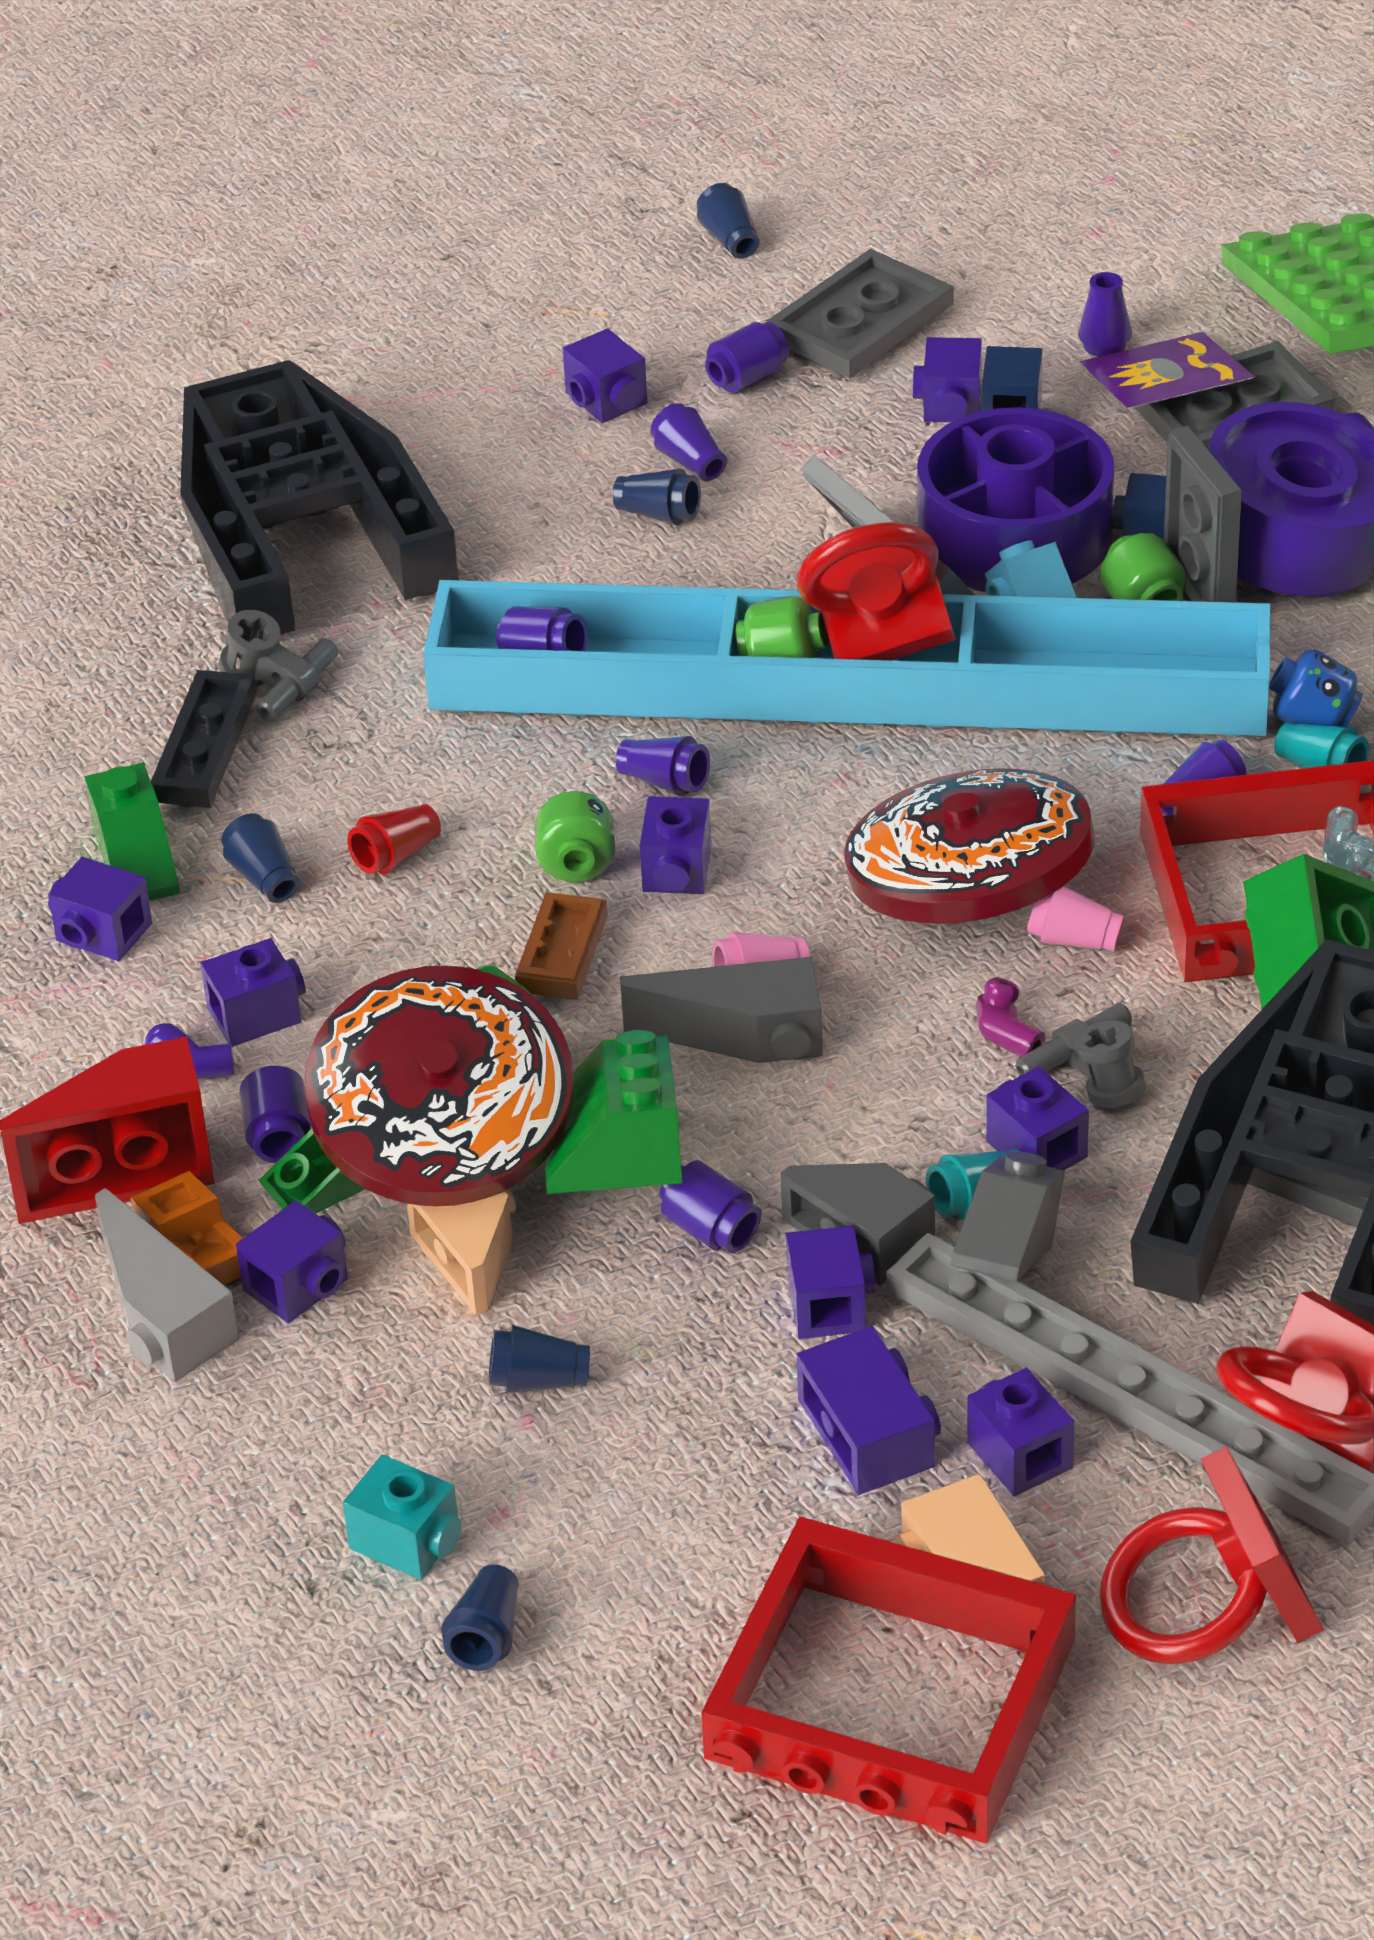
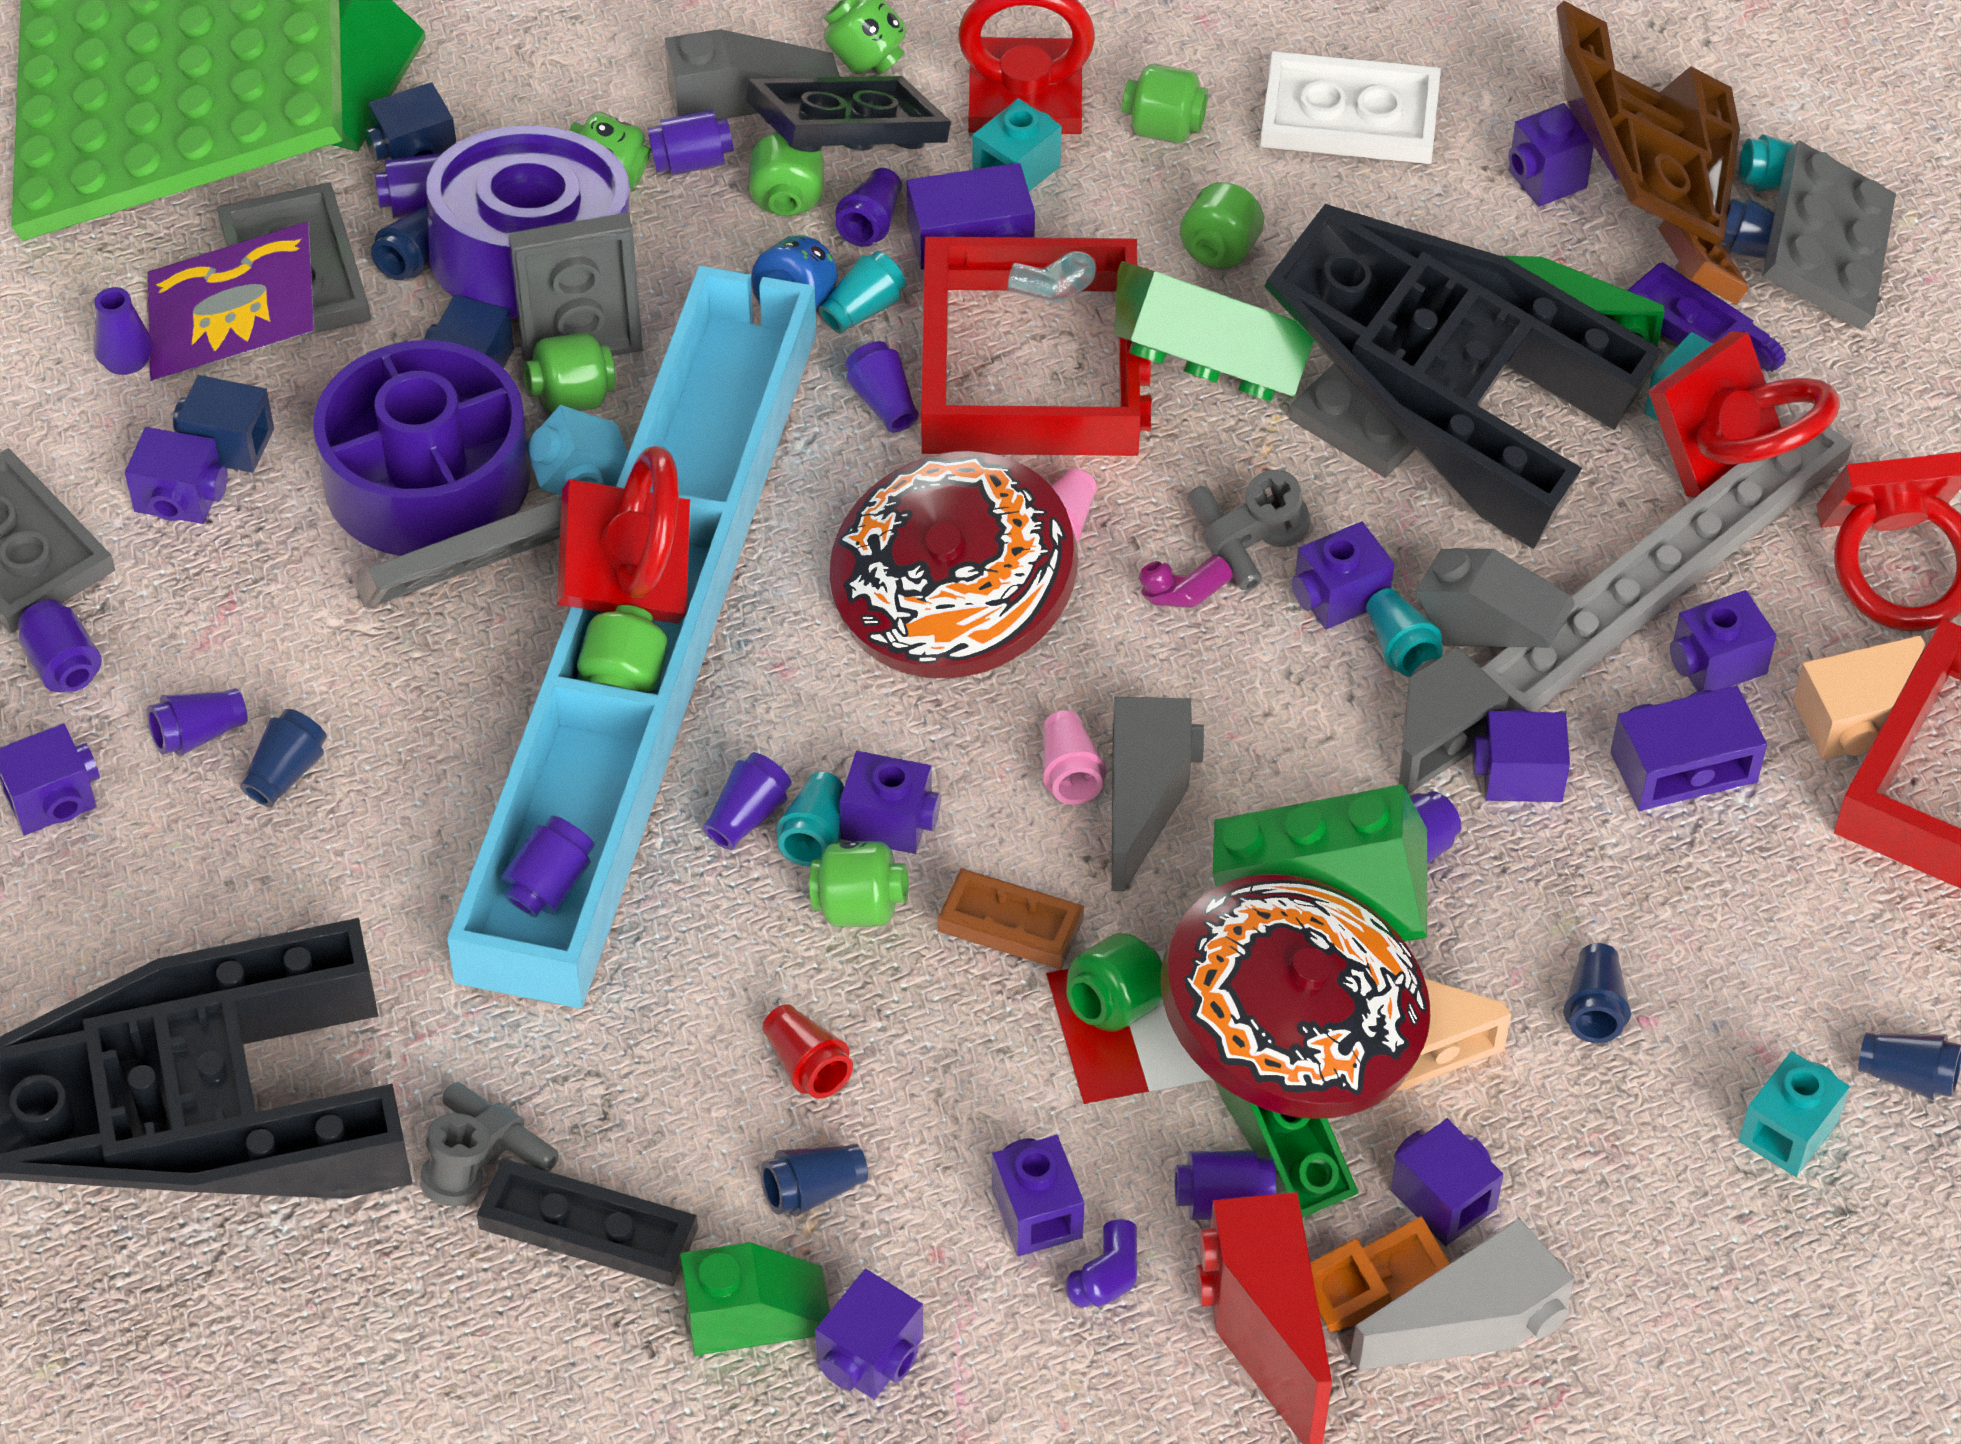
camera: 85 degrees left, 10 degrees up
(631, 799) = (811, 819): none -> teal cone

